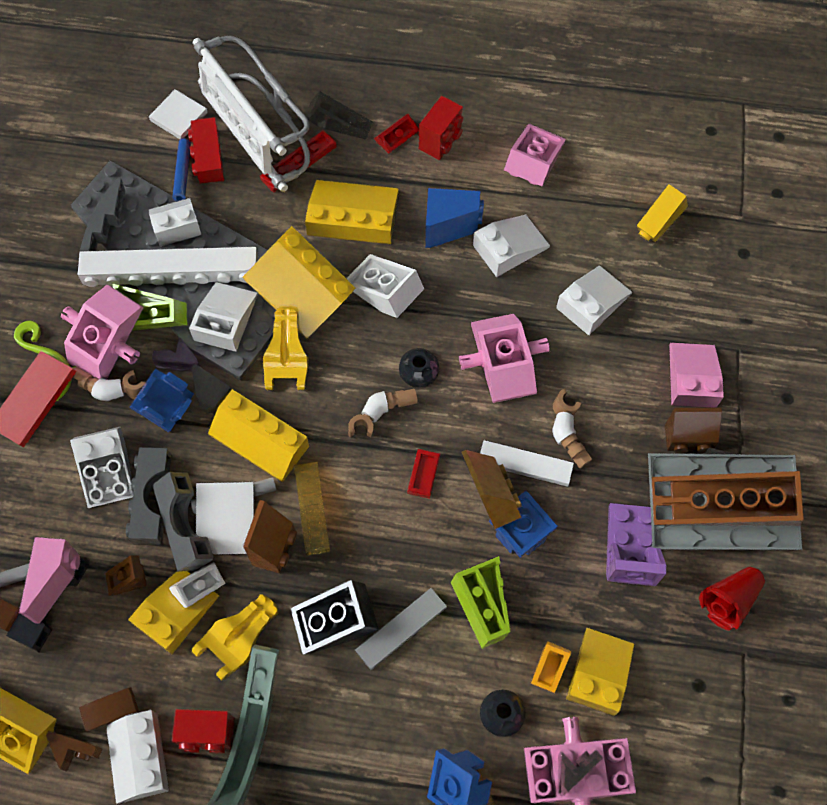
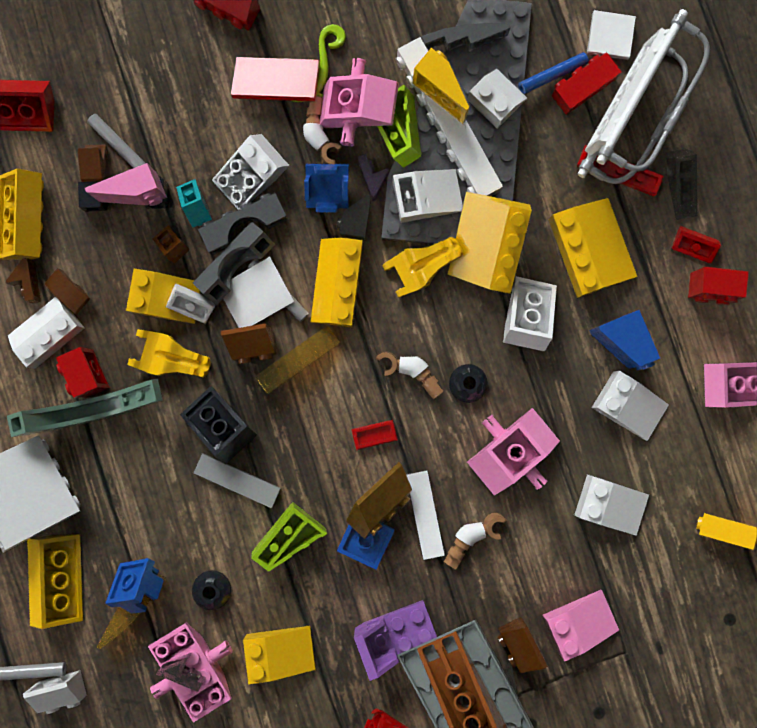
camera: 65 degrees right, 20 degrees up
(100, 533) = (193, 203): none -> teal slope
(137, 246) = (437, 80): none -> yellow slope
(550, 666) = (262, 613): light orange slope -> none

